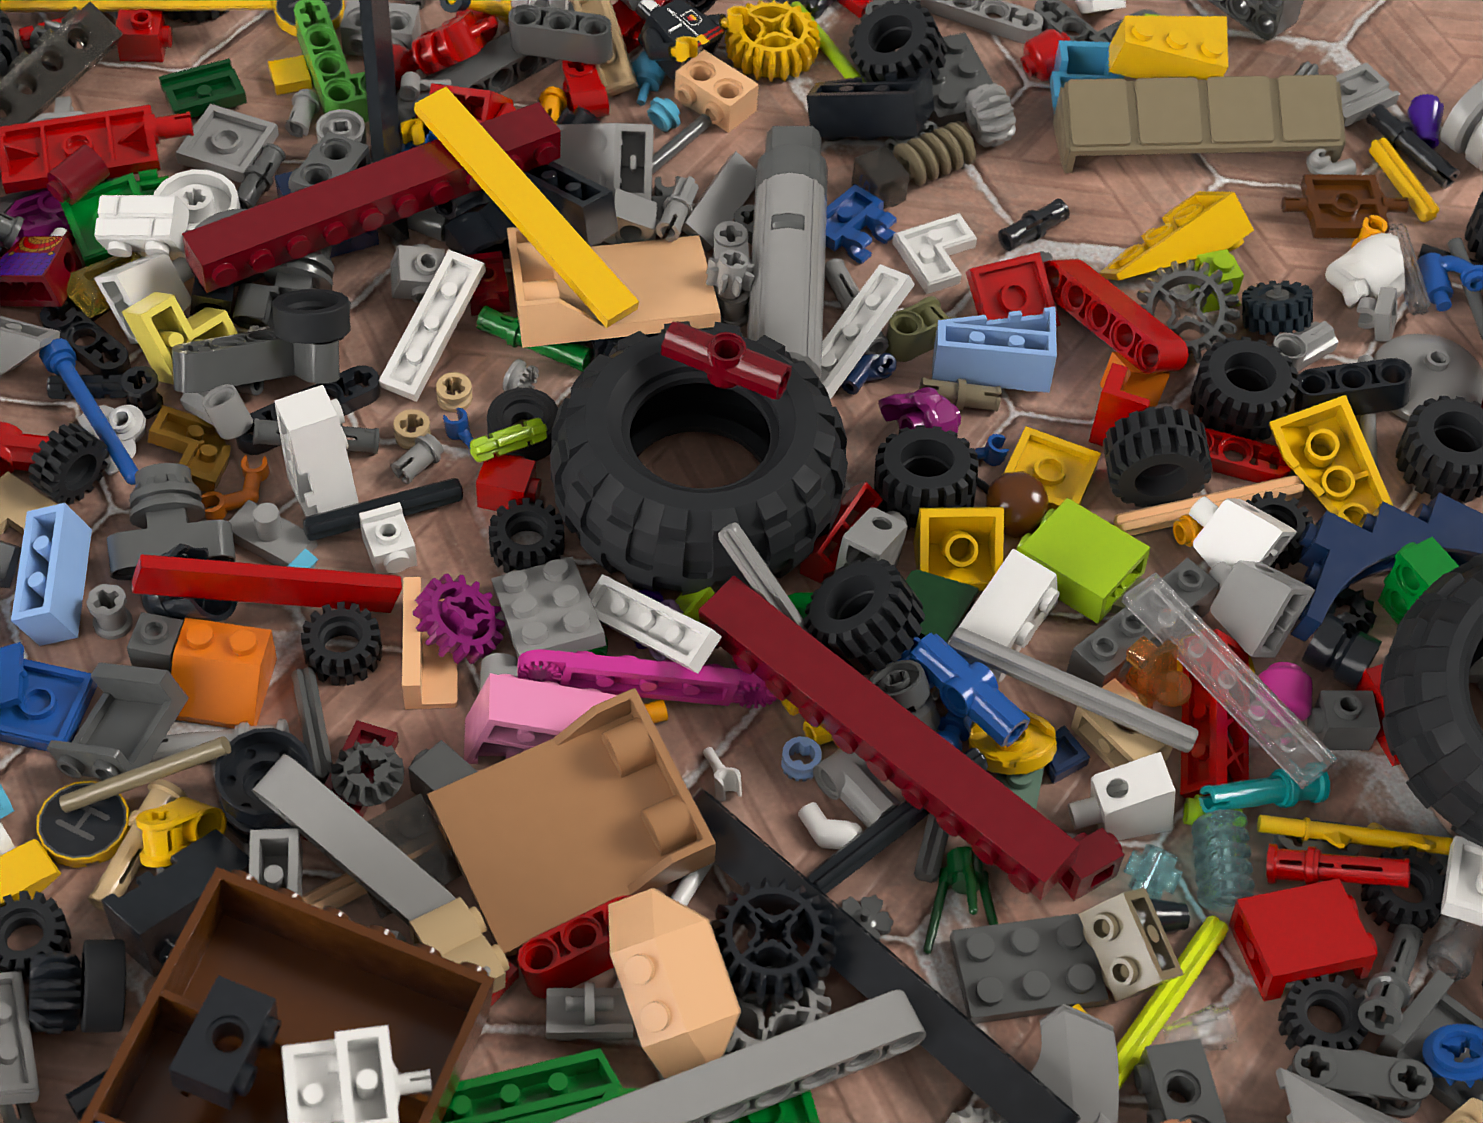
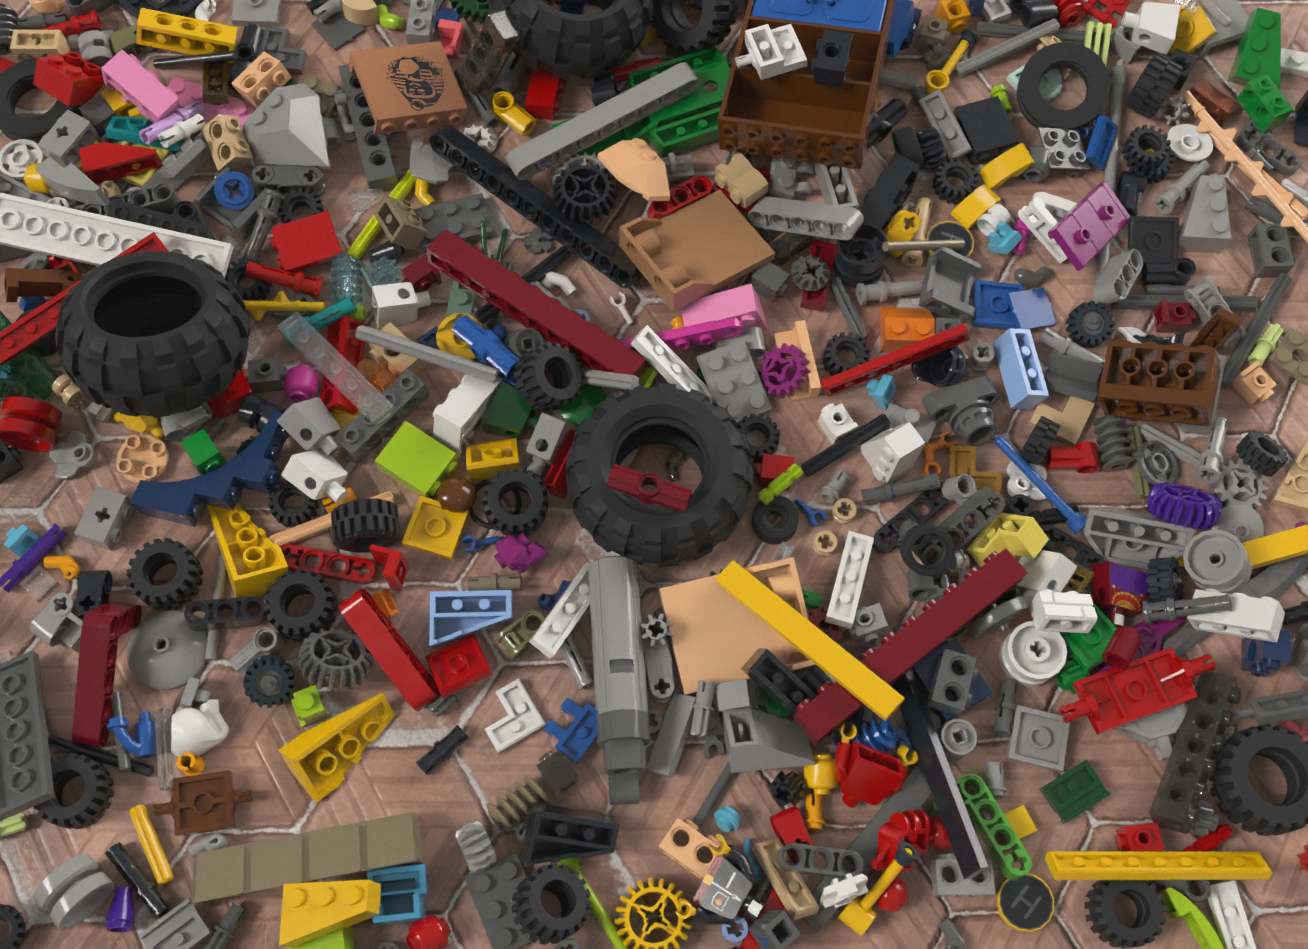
camera: 175 degrees right, 15 degrees up
(412, 84) = (920, 794): light grey hand -> none

